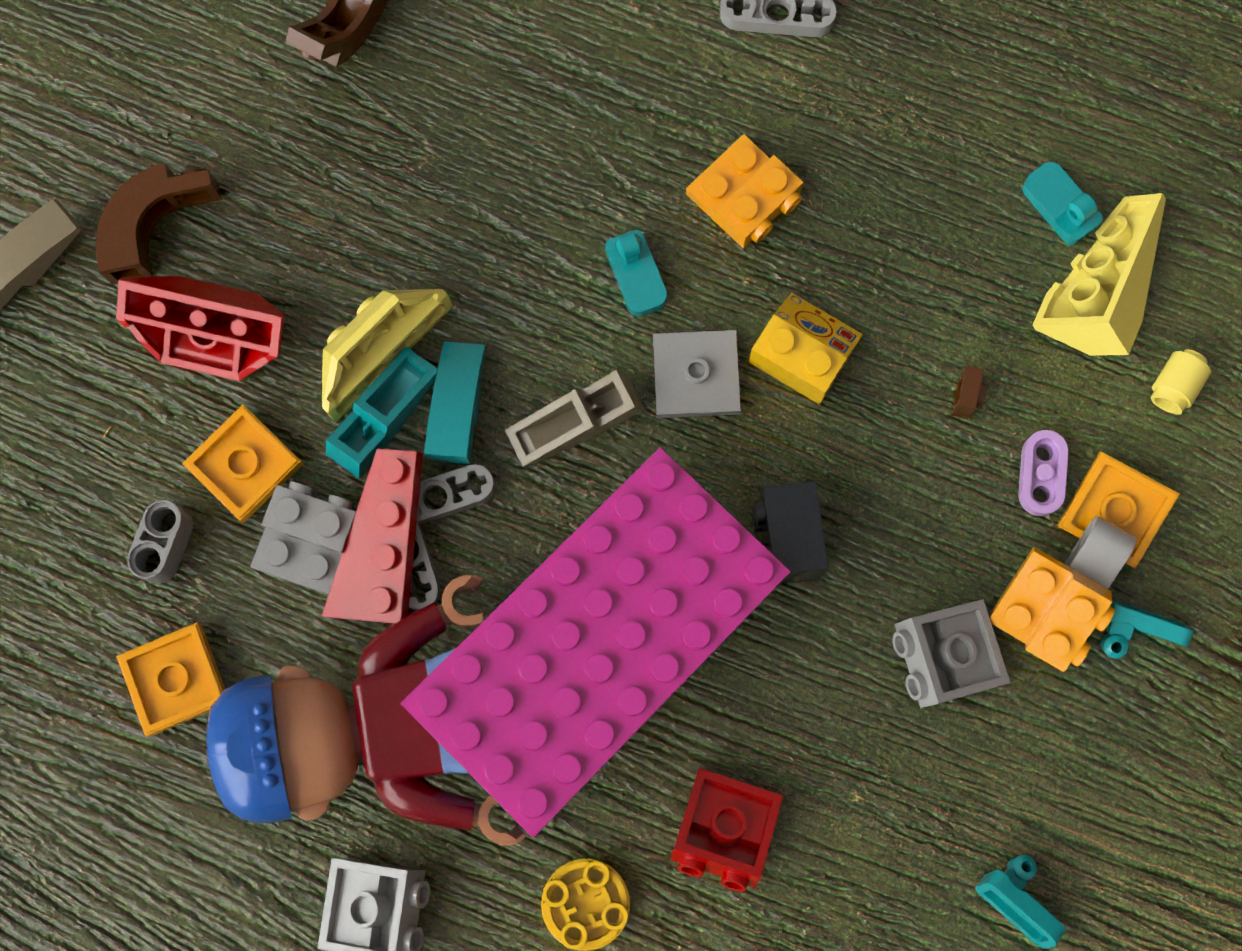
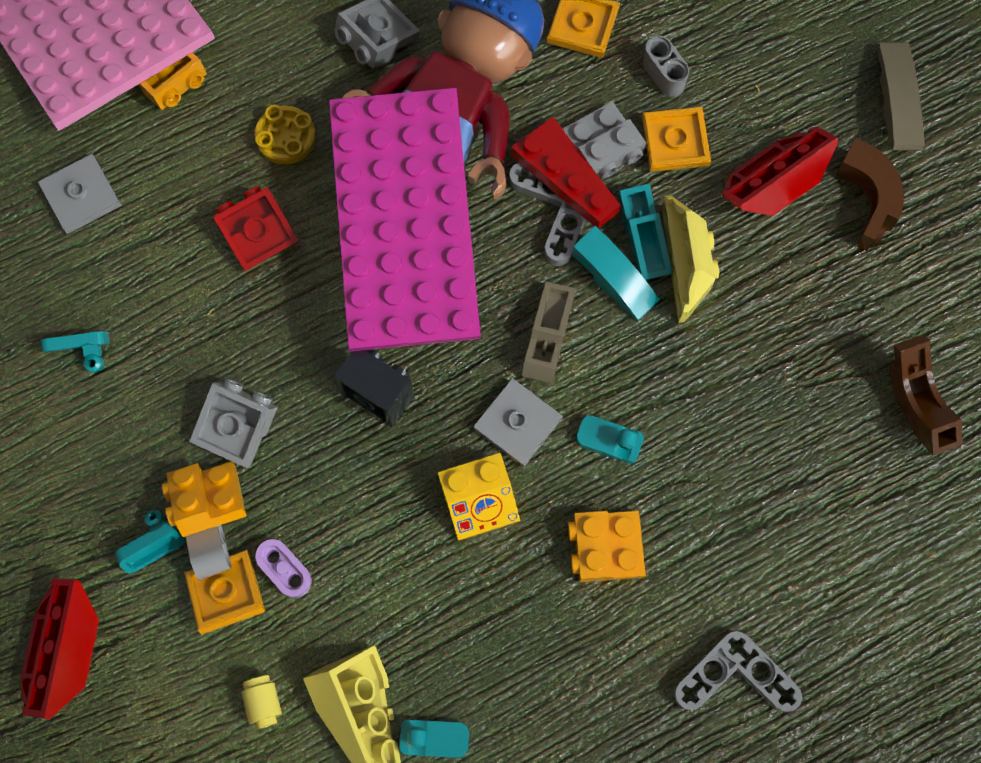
camera: 125 degrees right, 5 degrees down
(969, 392) = (366, 566): reddish brown plate -> none

